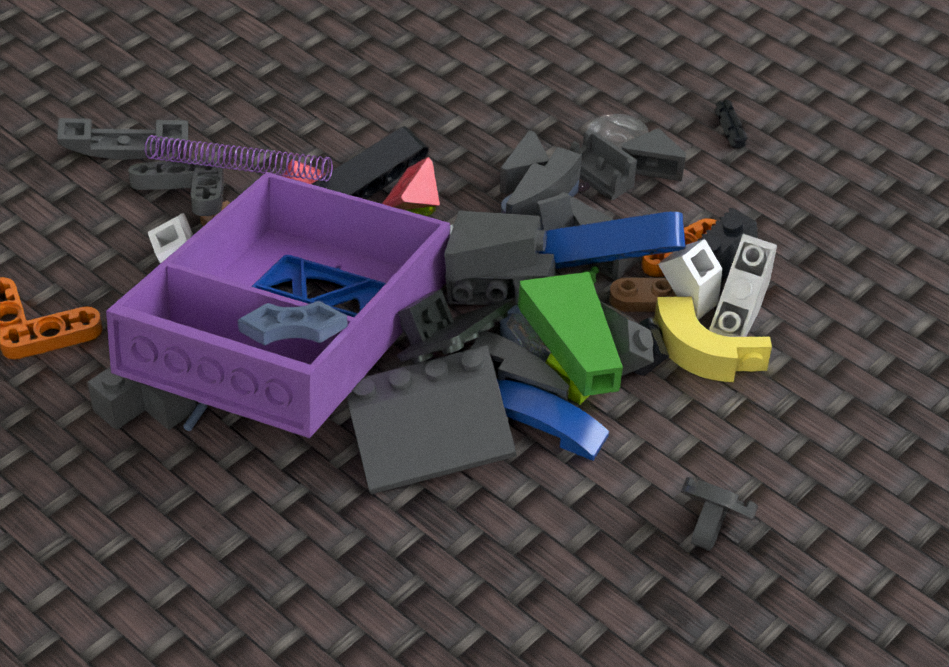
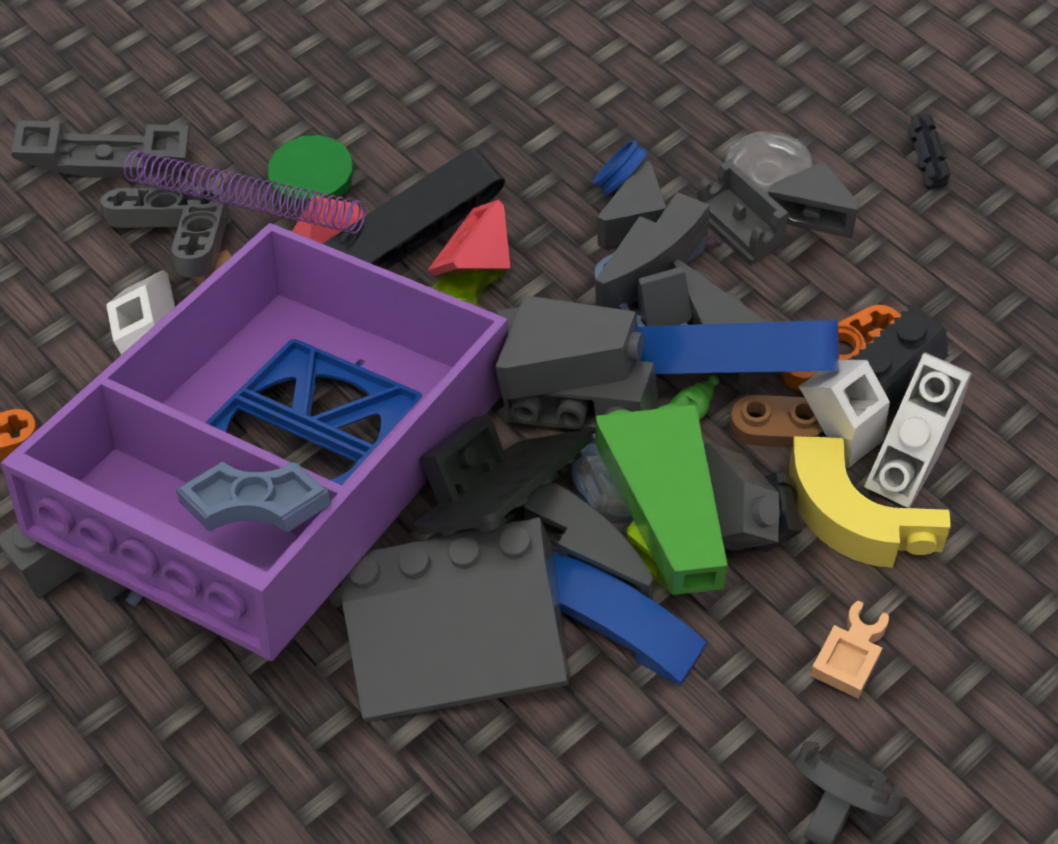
camera: 10 degrees right, 10 degrees up
(283, 139) = (311, 164): none -> green tile
(511, 137) = (620, 167): none -> blue piece
(710, 431) = (850, 655): none -> light nougat plate

